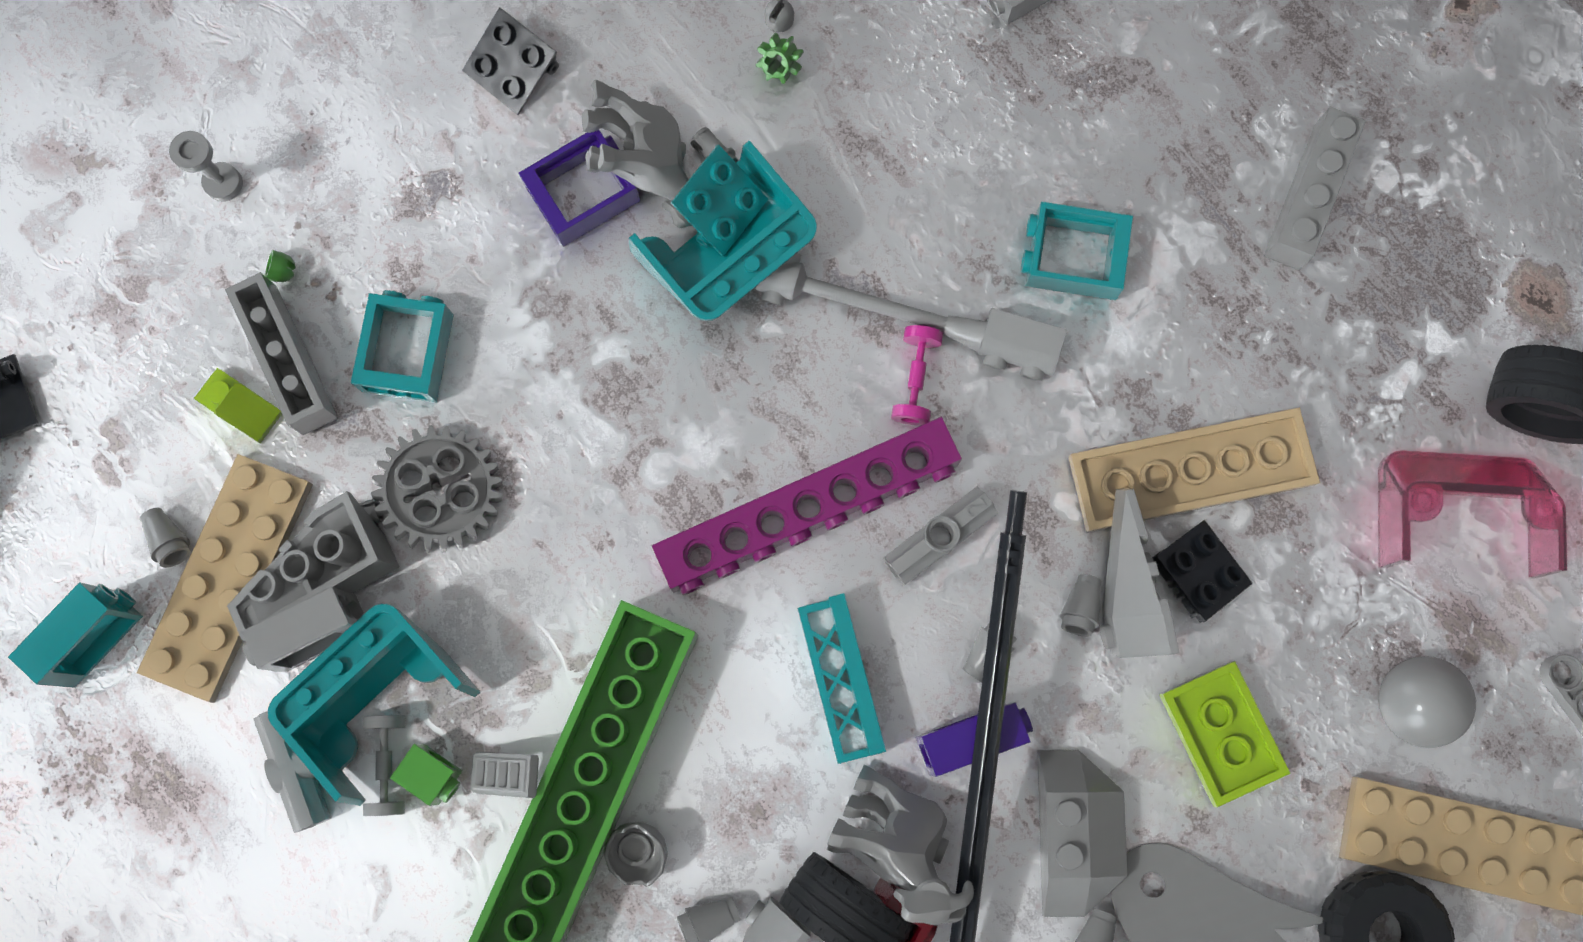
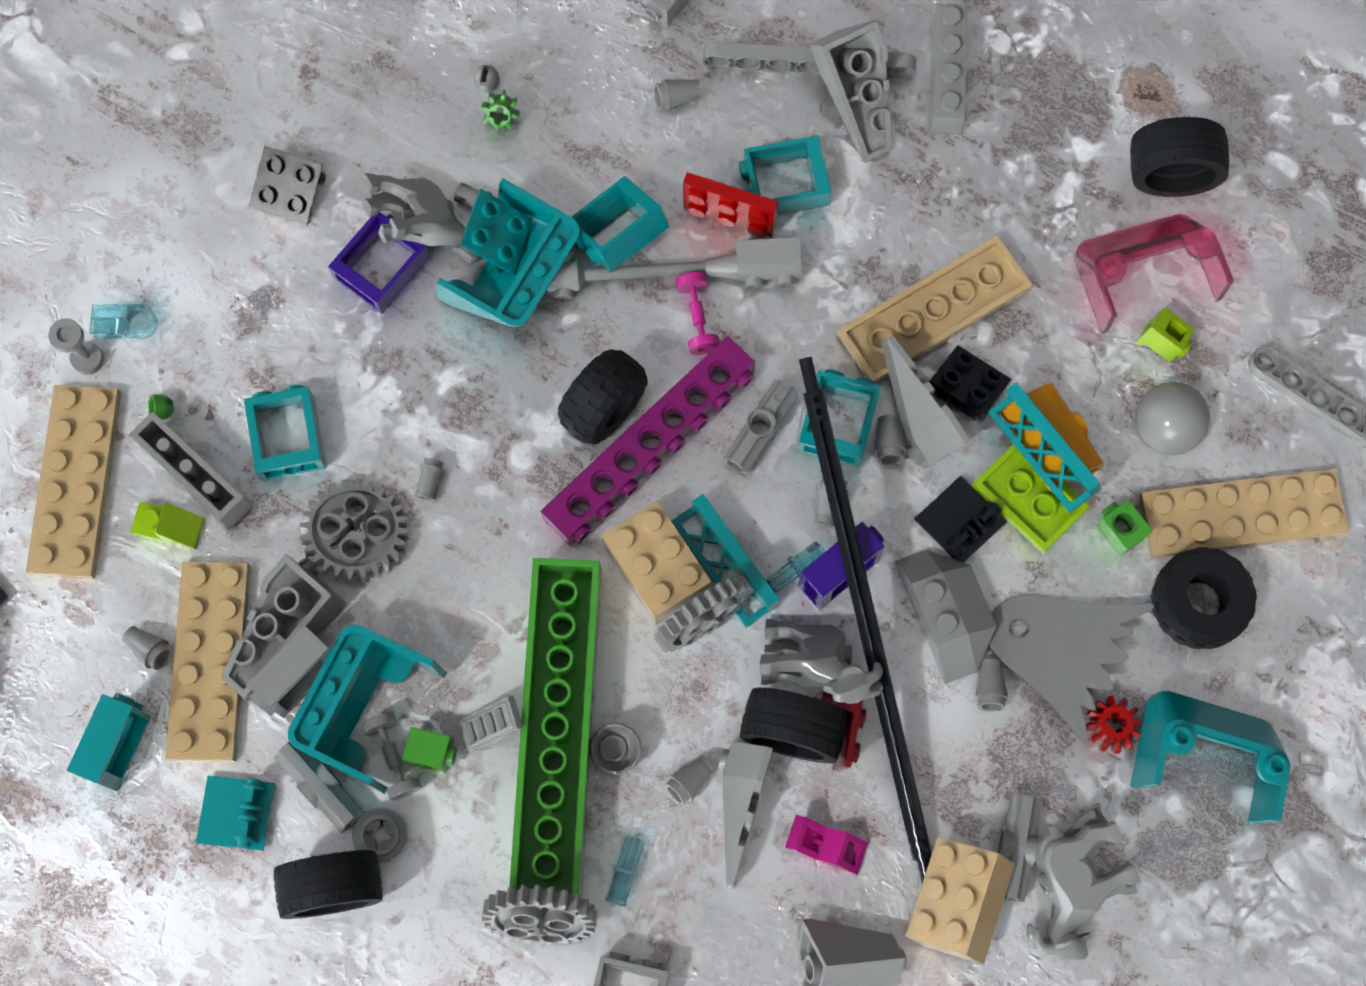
camera: 20 degrees left, 5 degrees down
(155, 318) = (73, 482): none -> tan plate
(190, 764) = (235, 813): none -> teal hinge
(249, 898) = (327, 884): none -> black tyre
(268, 150) = (115, 321): none -> clear light blue piece
(320, 855) = (370, 822): none -> light grey gear
(543, 459) = (429, 479): none -> light grey pin
(761, 652) = (656, 562): none -> tan brick
(770, 437) = (602, 396): none -> black tyre
(791, 741) = (703, 613): none -> light grey gear
(854, 216) = (606, 208): none -> teal window
(920, 716) = (793, 568): none -> clear light blue axle
(986, 106) = (674, 92): none -> light grey cone
(1000, 263) = (729, 205): none -> red plate
(1072, 532) = (859, 388): none -> teal window
(1132, 730) = (961, 520): none -> black hinge
(1156, 123) = (788, 59): none -> light grey beam
(1203, 162) = (856, 78): none -> light grey wedge
(1276, 674) = (1067, 423): none -> light orange panel
(1278, 685) = (1053, 439): none -> teal fence
(1336, 821) = (1123, 541): none -> bright green brick
(1457, 600) = (1167, 335): none -> lime brick

